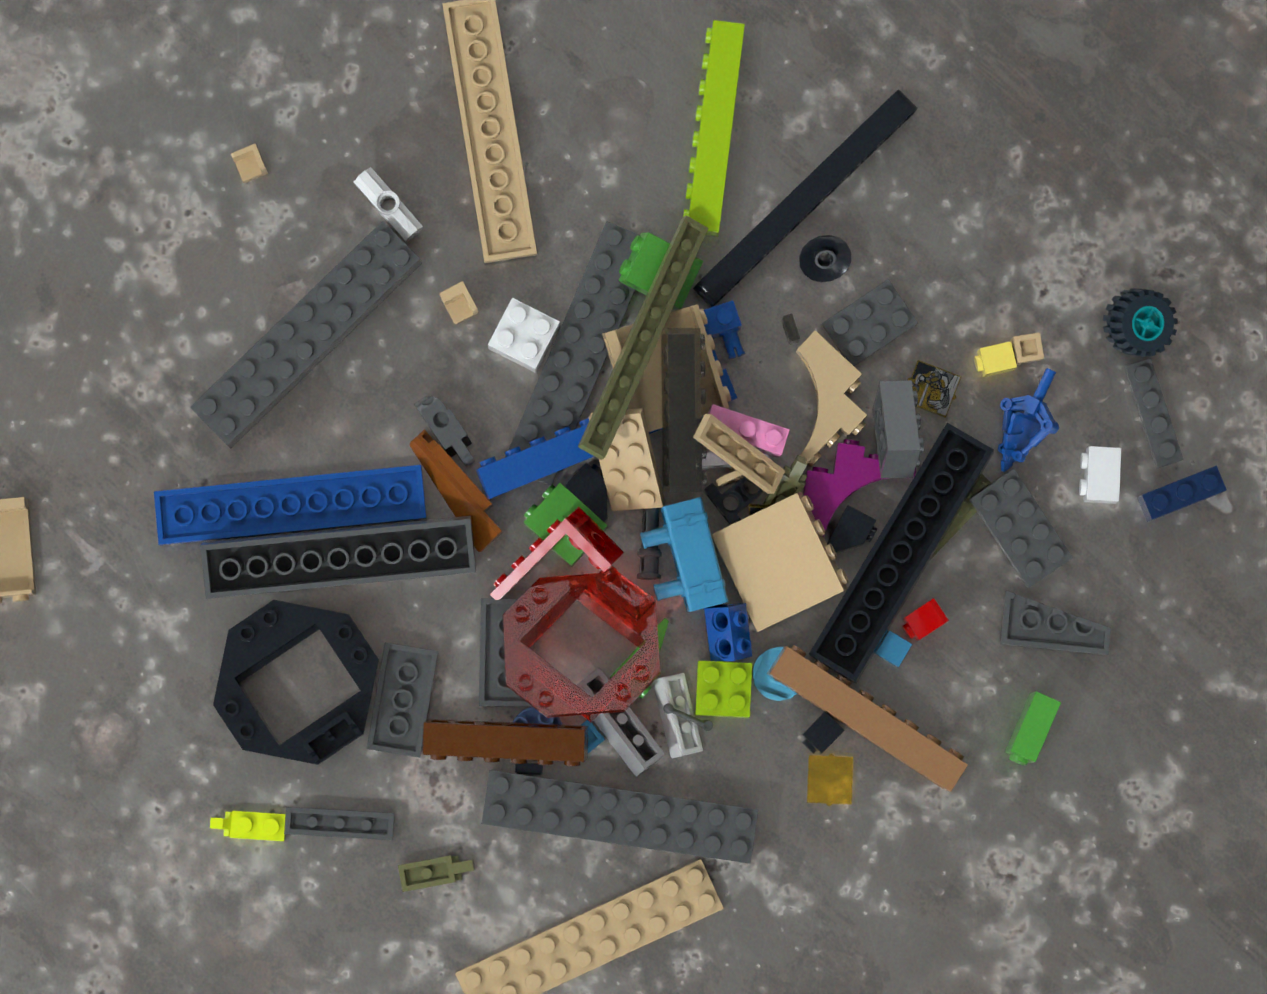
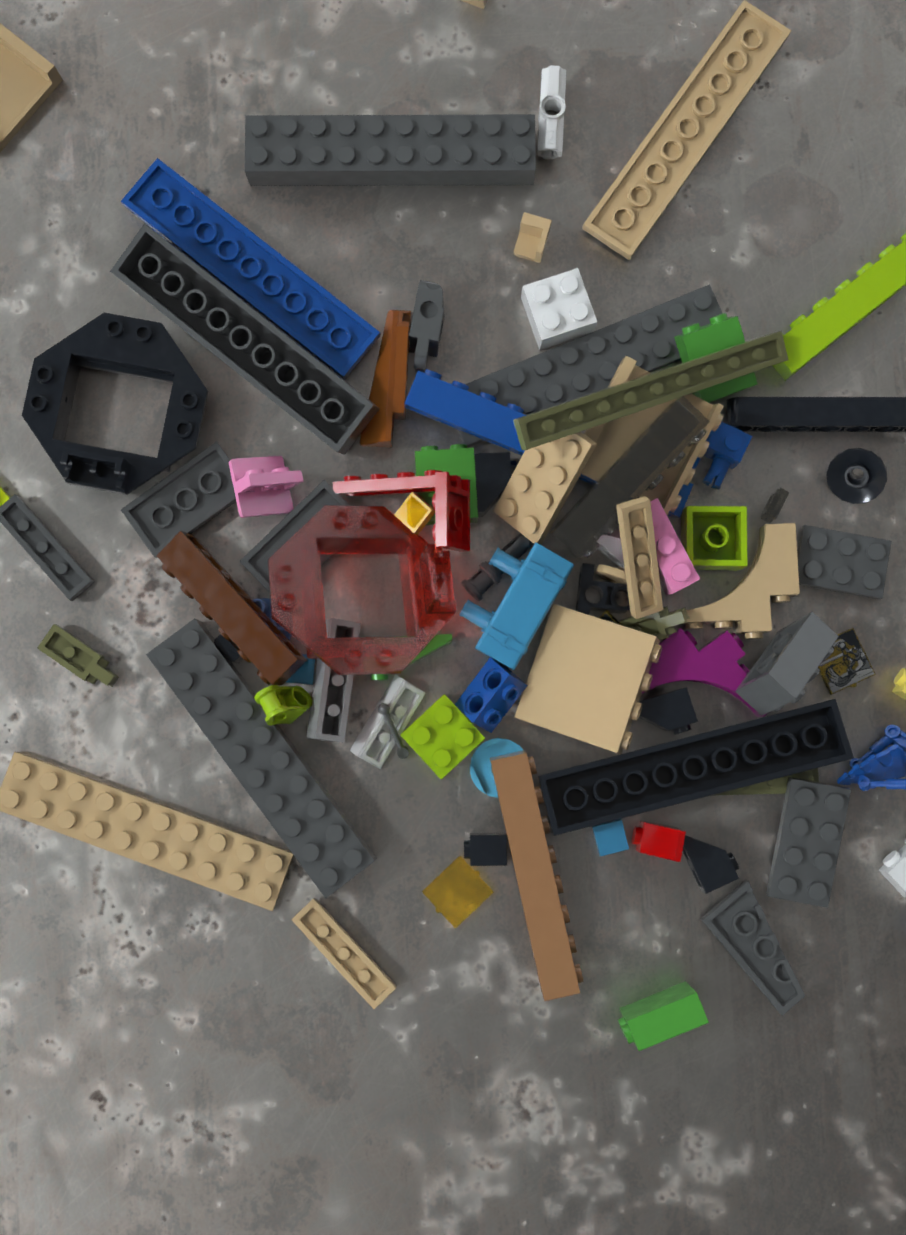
camera: 50 degrees right, 0 degrees up
(446, 640) = (263, 485): none -> bright pink bracket
(564, 562) = (415, 513): none -> yellow tile
(601, 768) = (283, 703): none -> lime piece
(772, 390) = (715, 537): none -> lime brick
(795, 889) = (344, 953): none -> tan plate
(971, 603) = (709, 864): none -> black slope

